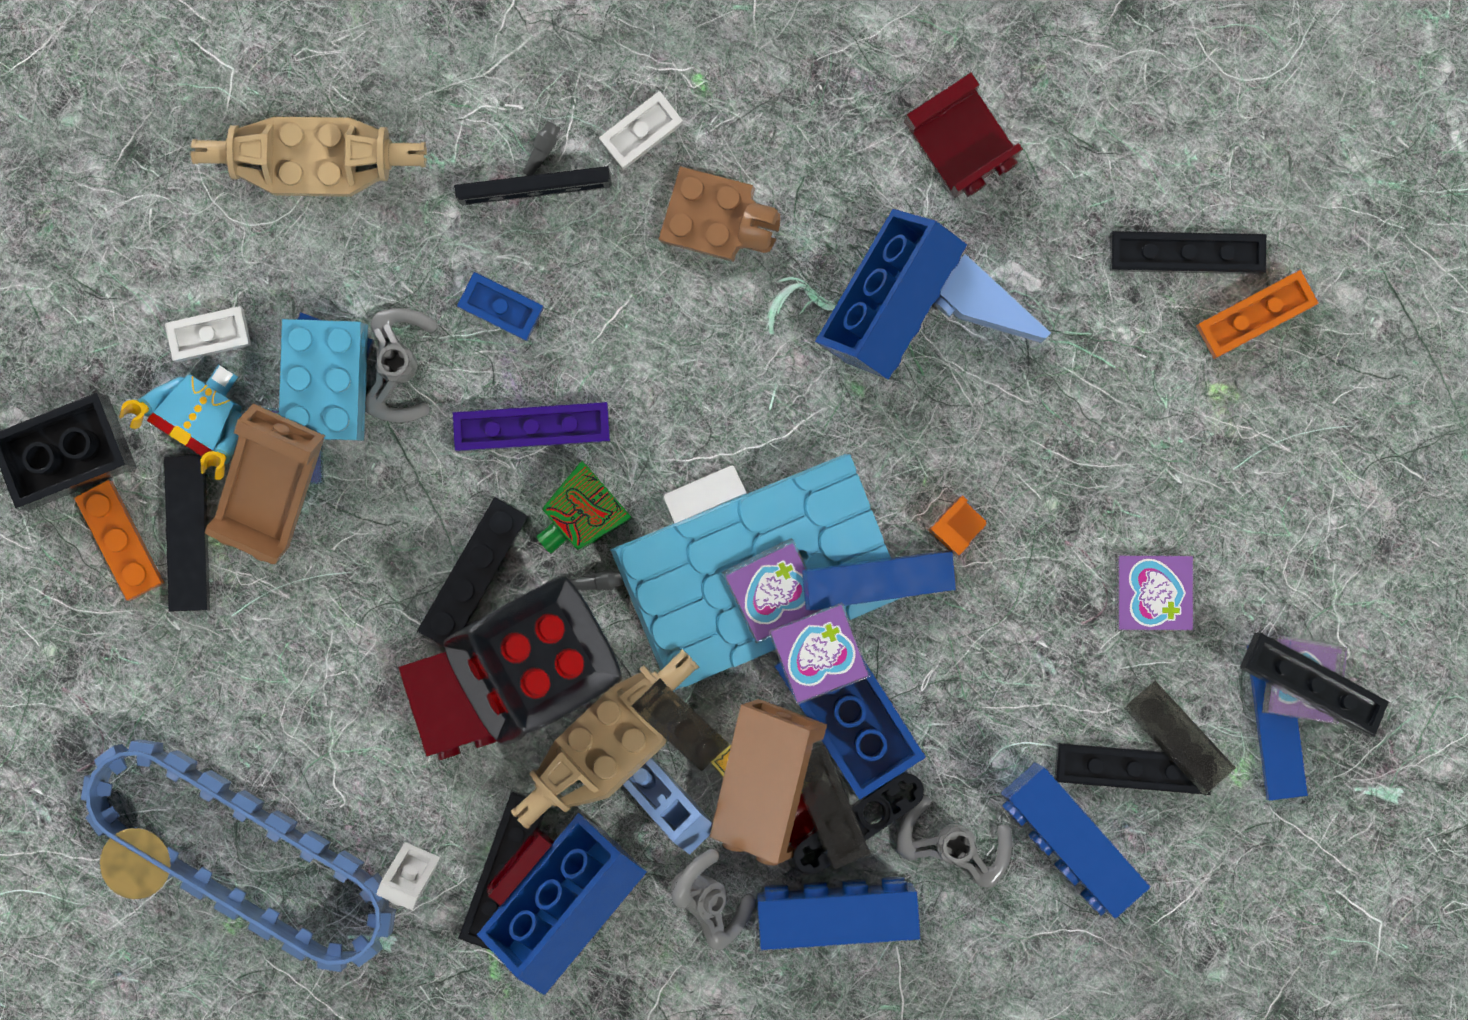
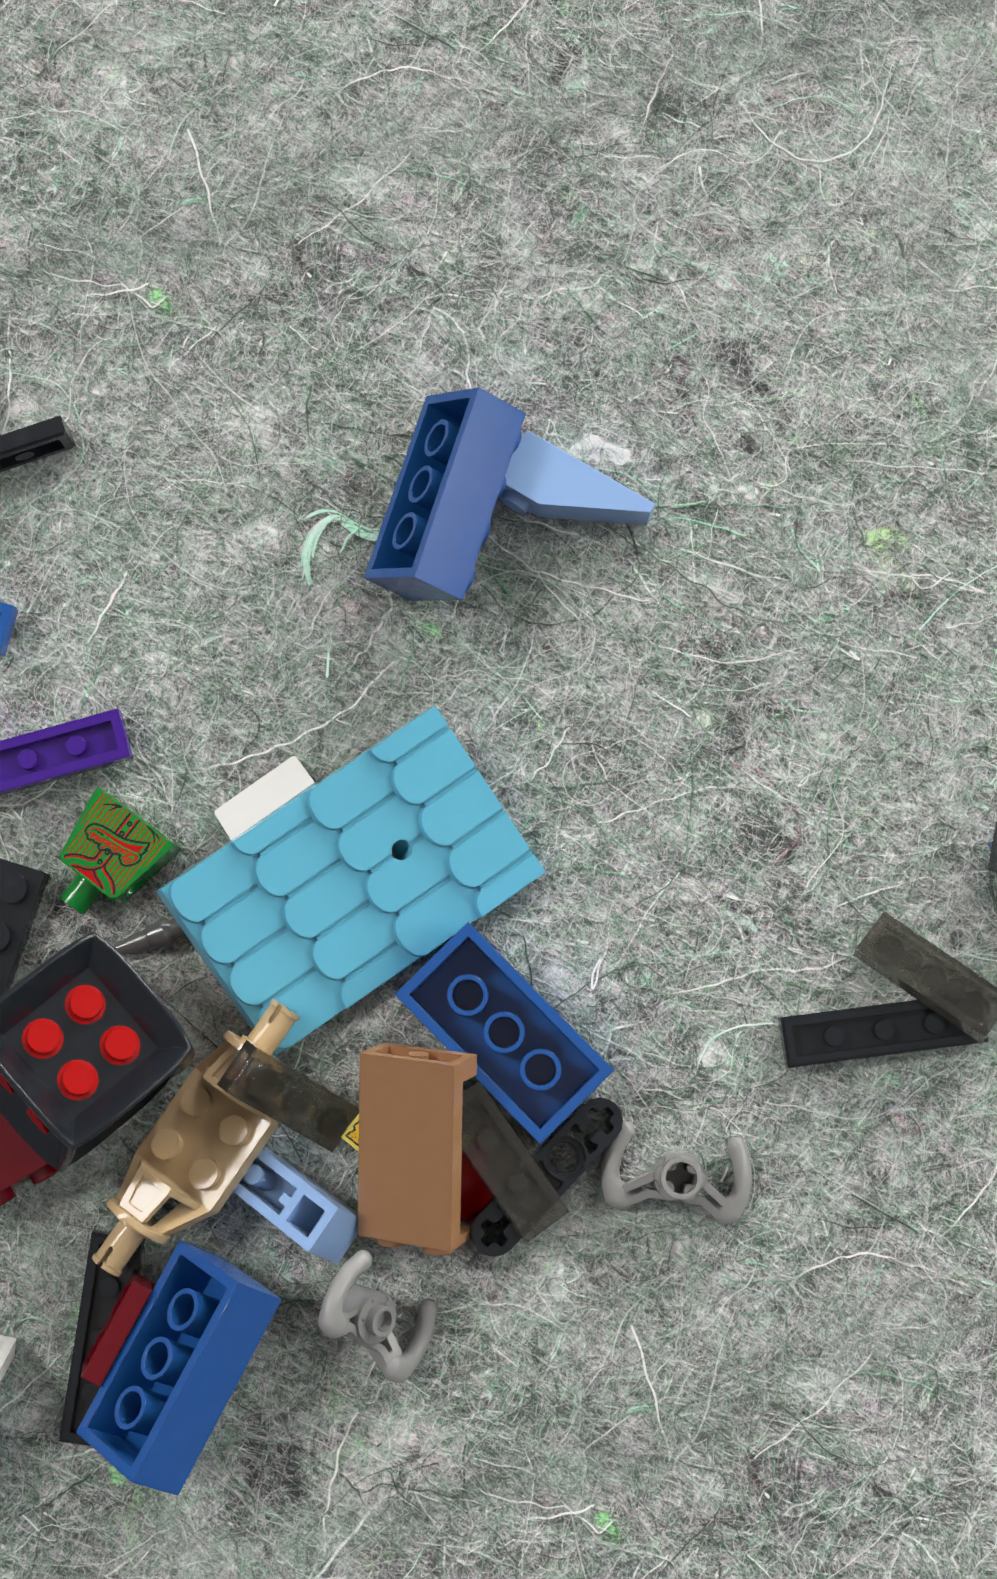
camera: 15 degrees left, 5 degrees down
(641, 130) = (96, 368): white plate -> none
(717, 216) = (211, 453): medium nougat plate -> none
(769, 588) = (375, 898): tile -> none
(819, 653) = (447, 965): tile -> none
(839, 914) = (543, 1302): blue brick -> none
(879, 580) = (505, 858): blue tile -> none
(958, 526) = (592, 770): orange panel -> none
(962, 137) = (493, 295): dark red panel -> none
(1076, 841) = (831, 1137): blue brick -> none
(1155, 592) = (857, 801): tile -> none
(1187, 252) = (802, 377): black tile -> none
(1257, 314) = (905, 432): orange plate -> none

